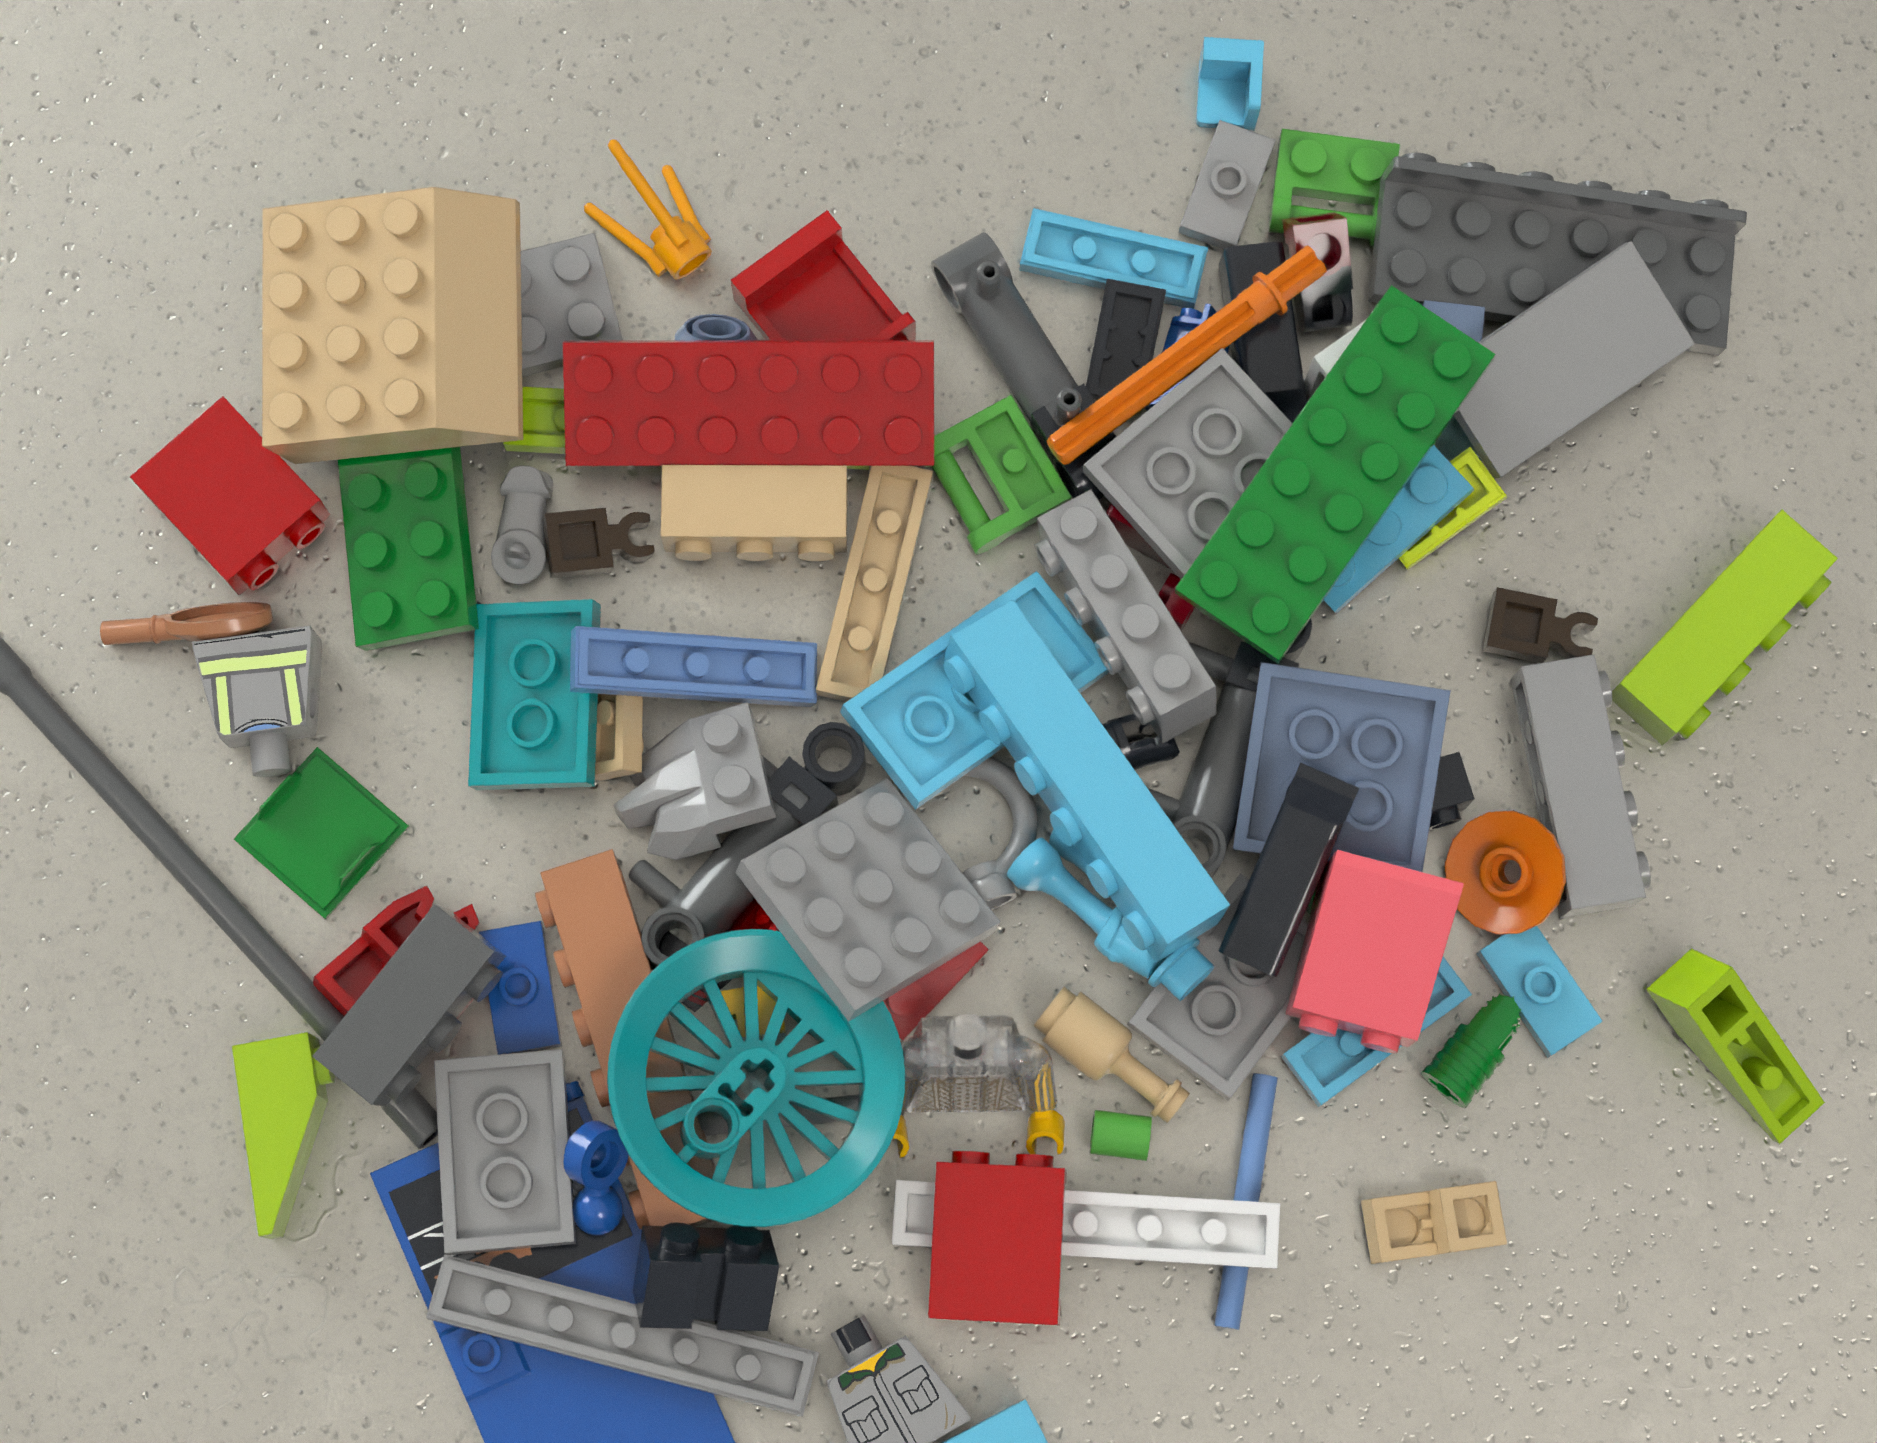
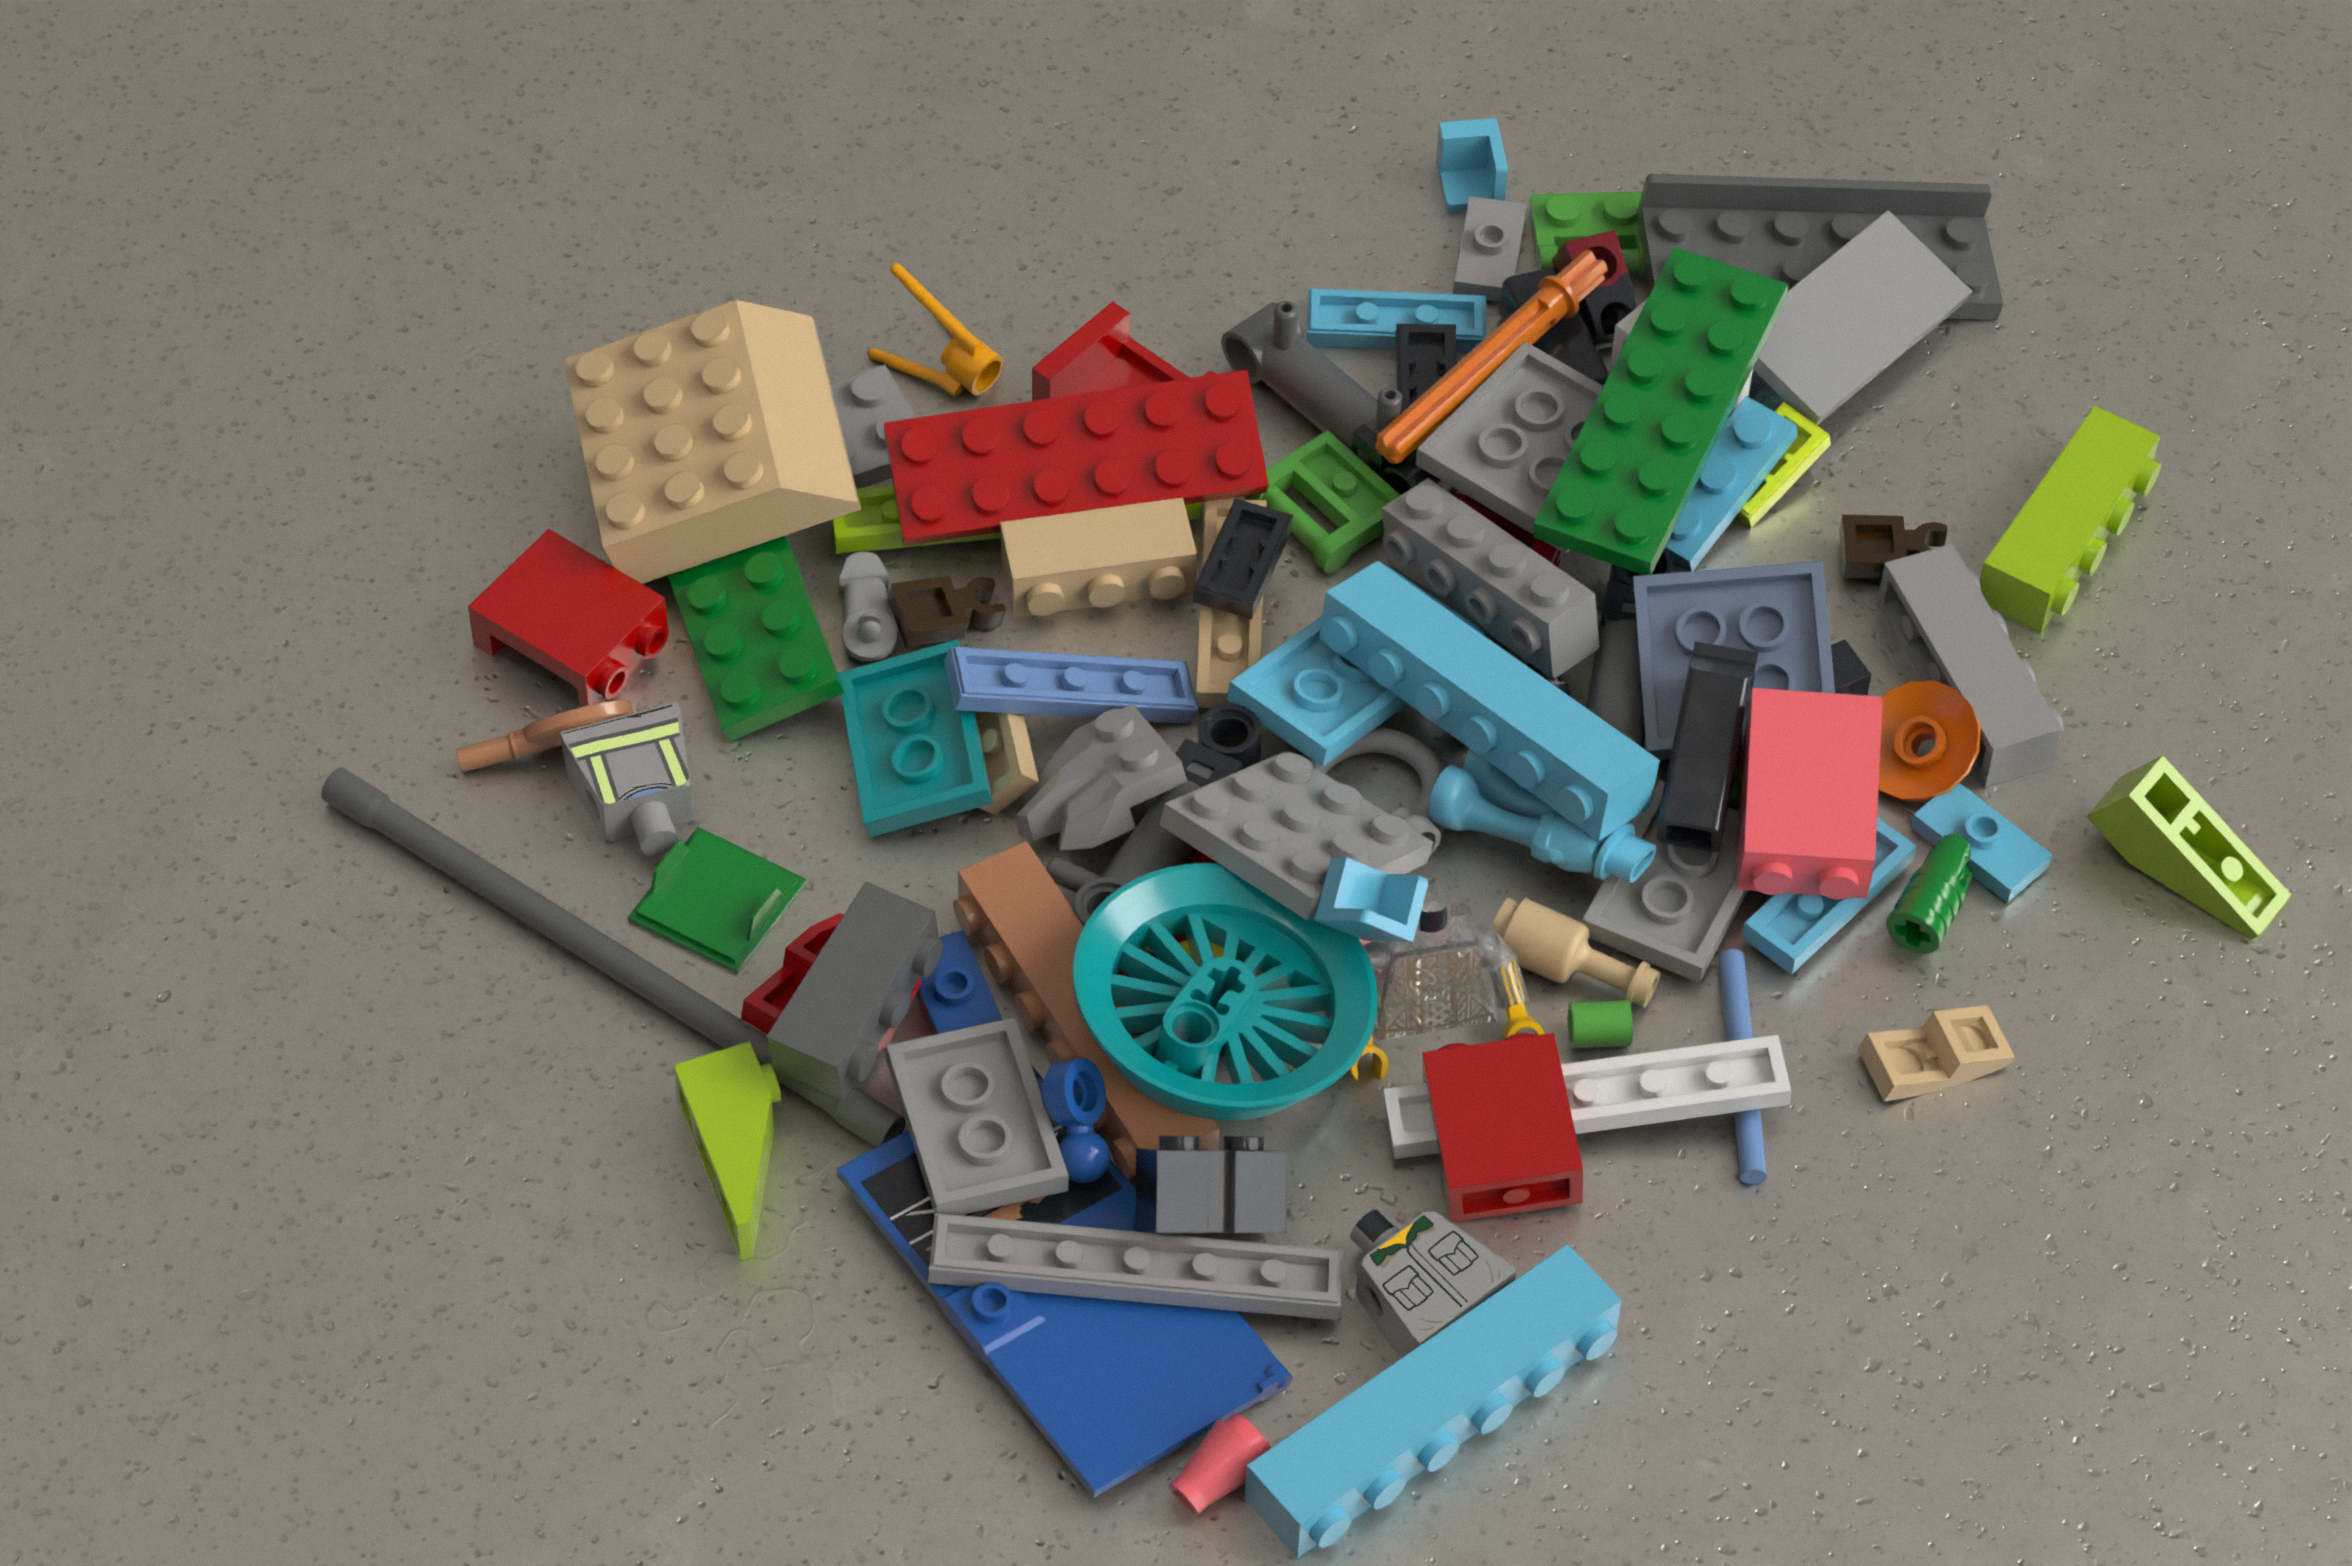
camera: 10 degrees left, 25 degrees down
(890, 549) = (1243, 558): none -> black plate
(910, 1024) = (1370, 901): none -> medium azure panel

